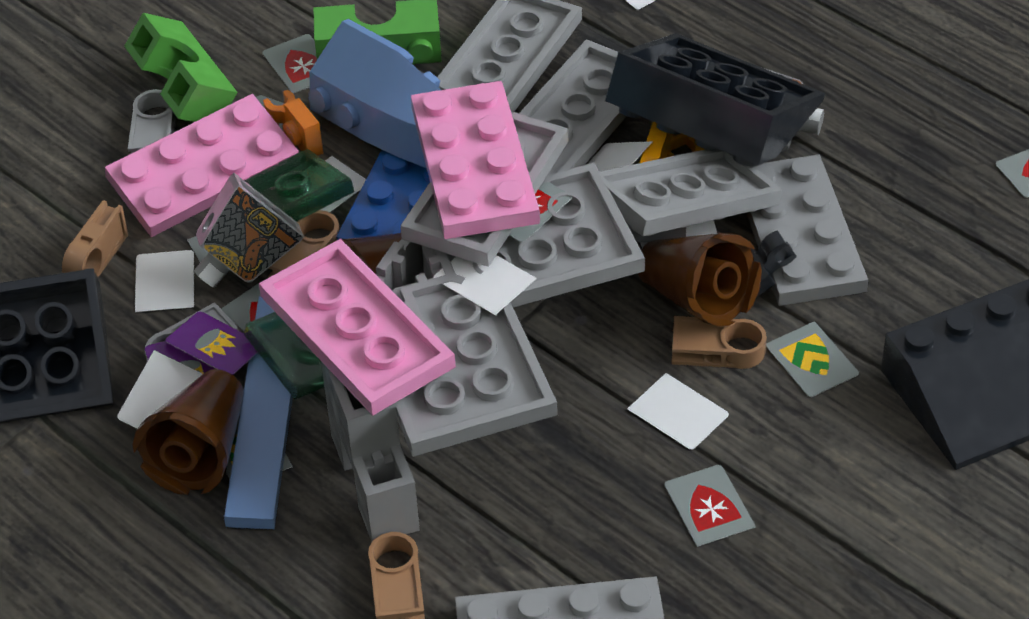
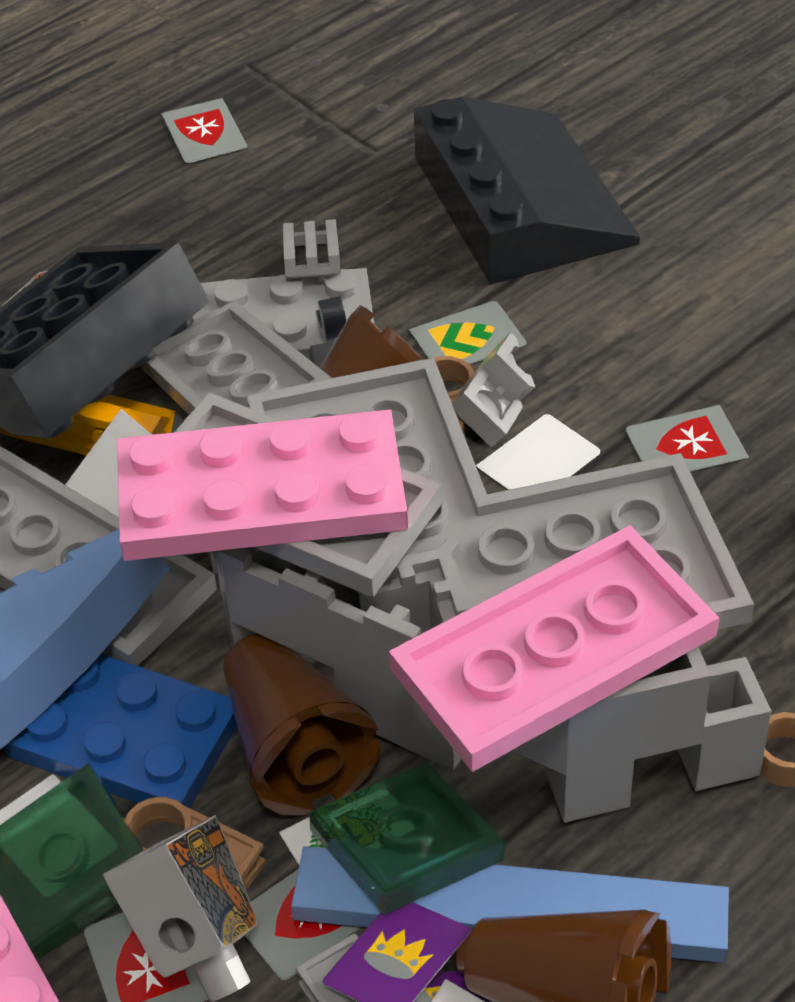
camera: 85 degrees left, 0 degrees up
(492, 288) = (469, 514): white sticker -> none
(725, 365) = (494, 392): none -> light grey slope
(878, 239) = (310, 239): none -> light grey tile

